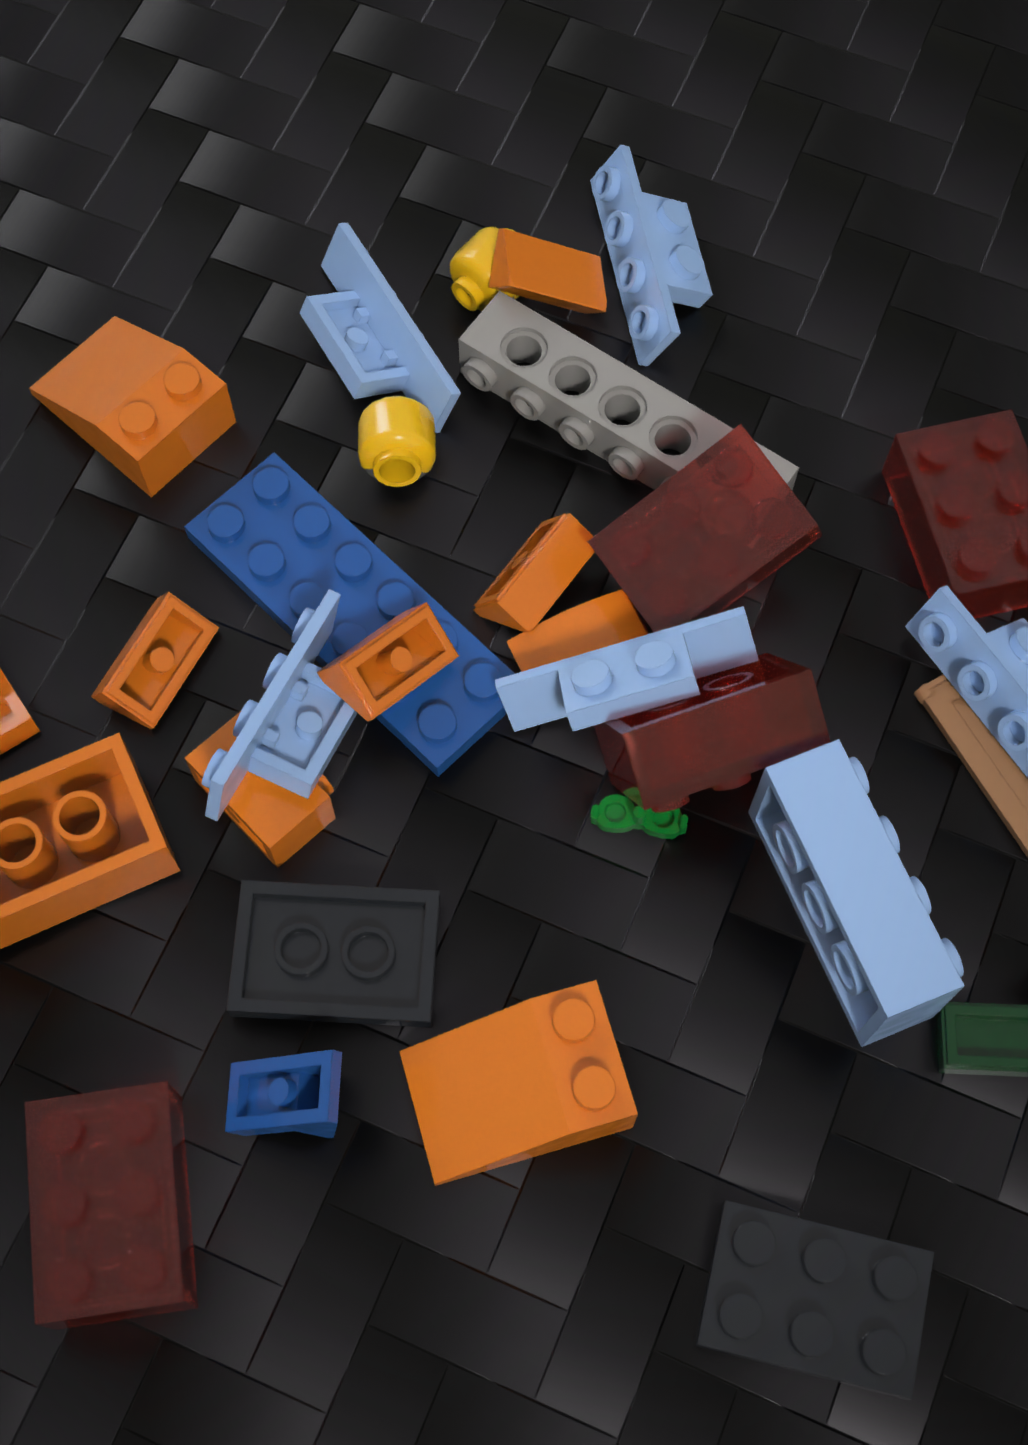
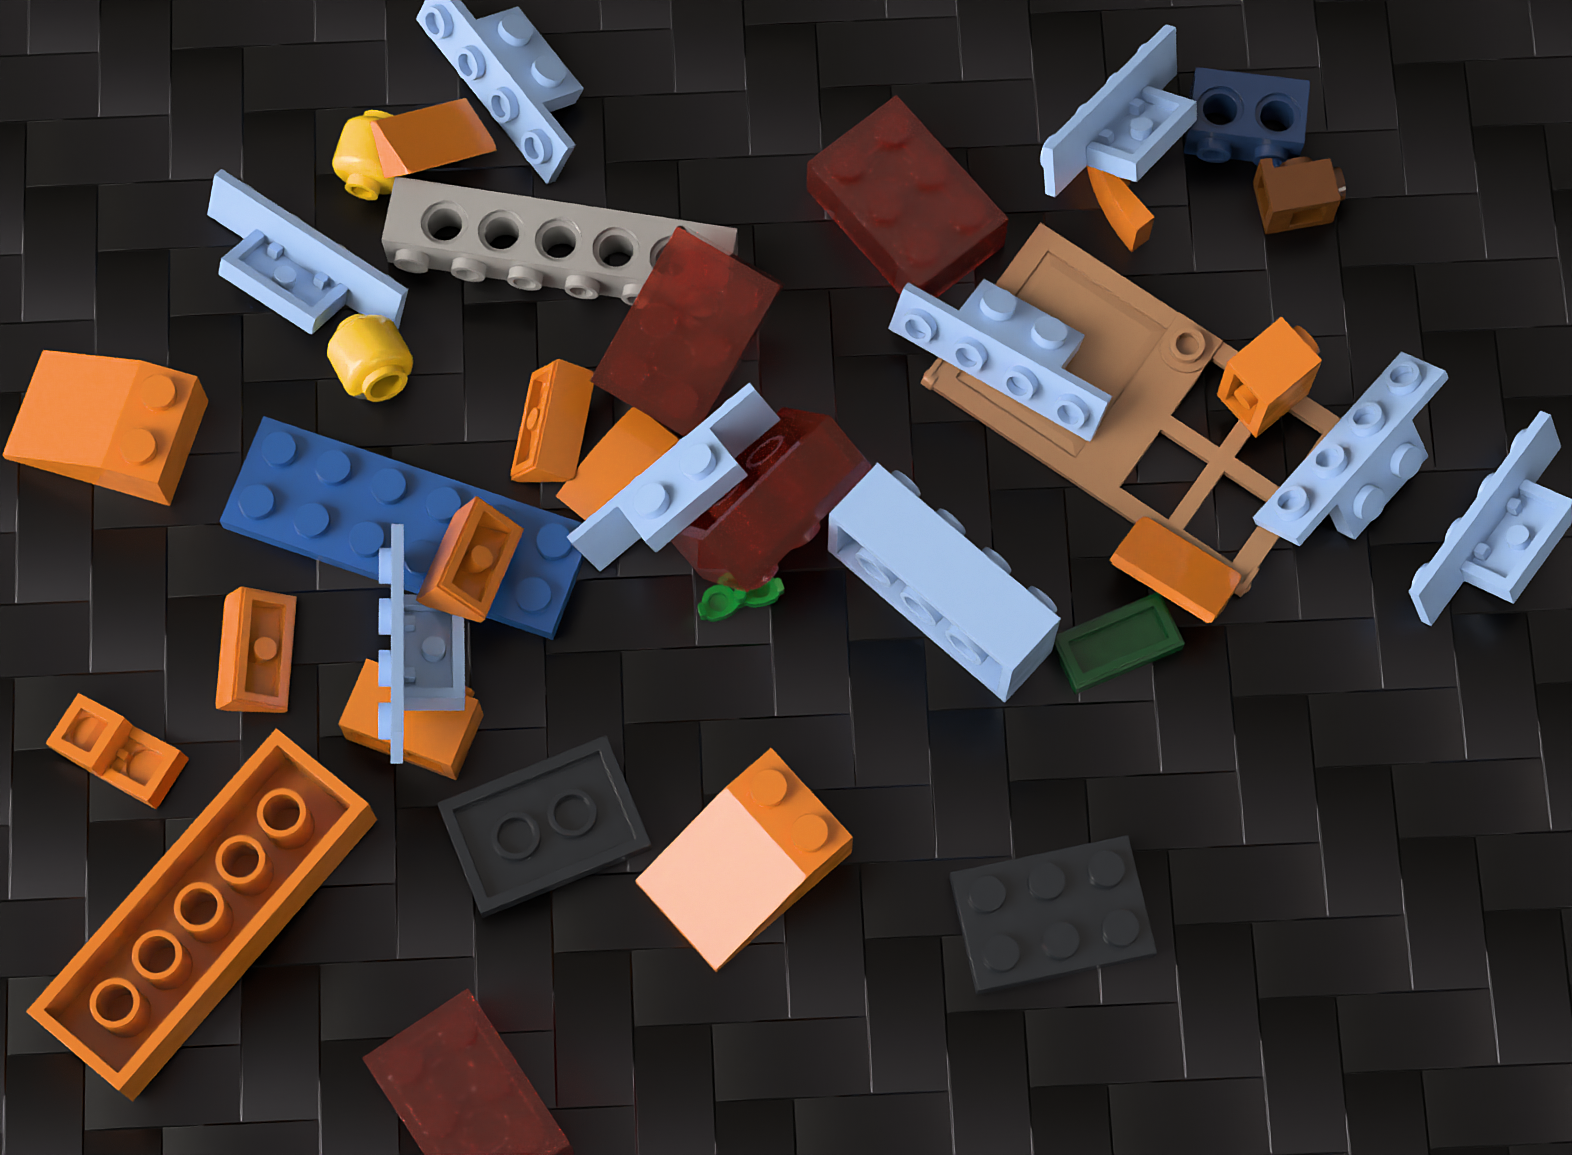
camera: 25 degrees left, 5 degrees up
(285, 1095) = (565, 955): blue slope -> none

